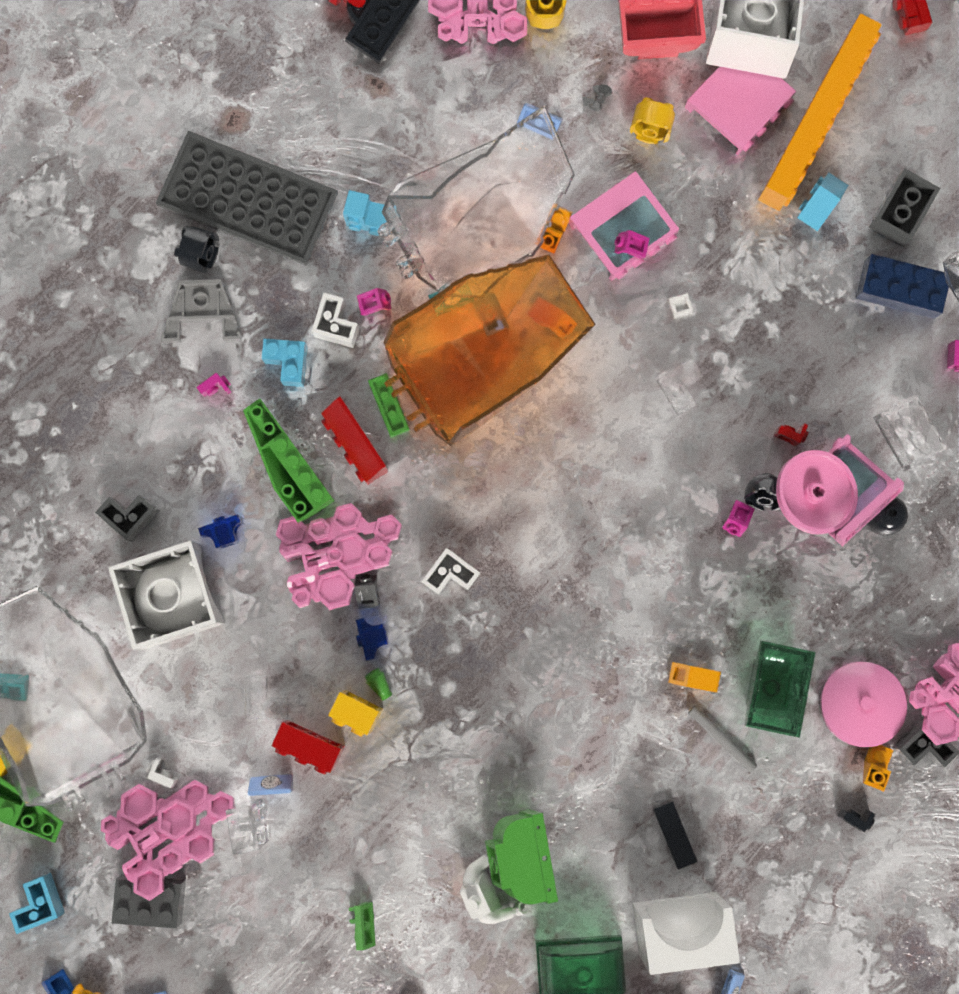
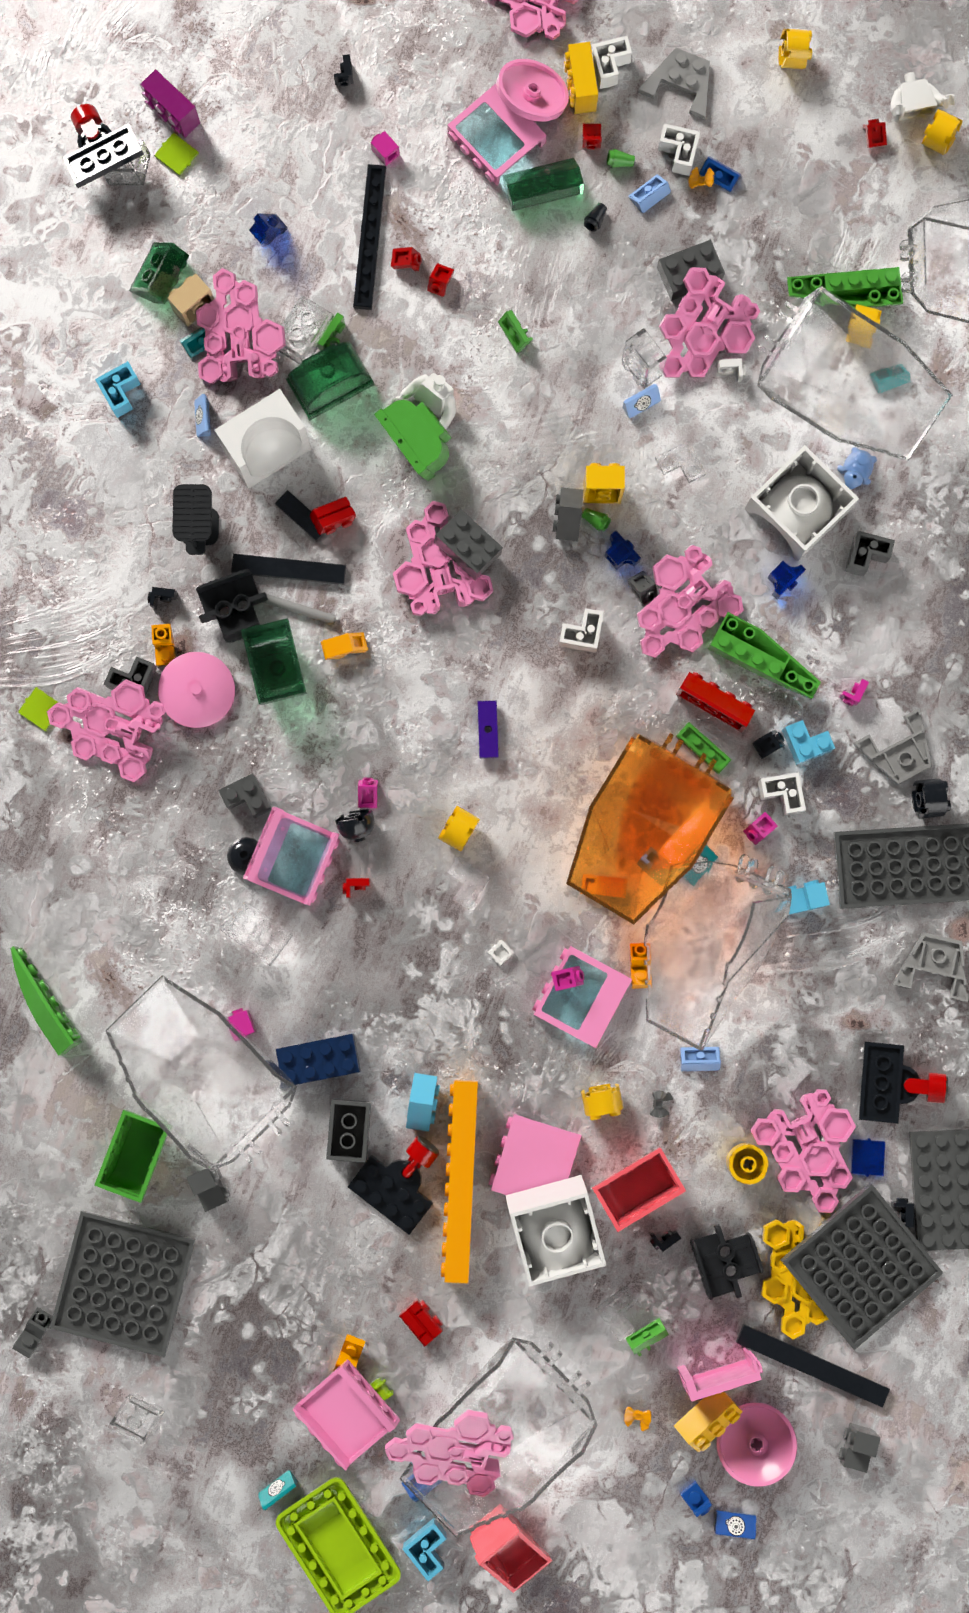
camera: 155 degrees right, 0 degrees up
(42, 907) = (771, 227): medium azure brick -> none
(90, 605) = (857, 468): none -> medium blue animal
(271, 105) = (936, 956): none -> light grey wing
(307, 747) = (628, 442): red brick -> none
(323, 377) = (769, 743): none -> black bracket
(405, 702) = (569, 511): none -> dark grey brick
(522, 718) = (468, 544): none -> dark grey brick
(558, 727) = (412, 577): none -> bright pink piece
(596, 512) = (488, 718): none -> dark purple tile
(645, 817) = (333, 515): none -> red brick
(667, 438) = (458, 828): none -> yellow brick
(714, 785) = (290, 569): none -> black tile
(790, 786) = (228, 593): none -> black piece
(793, 882) = (194, 517): none -> black piece
(816, 492) = (314, 839): bright pink dish -> none
(856, 576) = (247, 791): none -> dark grey brick
(881, 138) = (396, 1186): none -> black plate

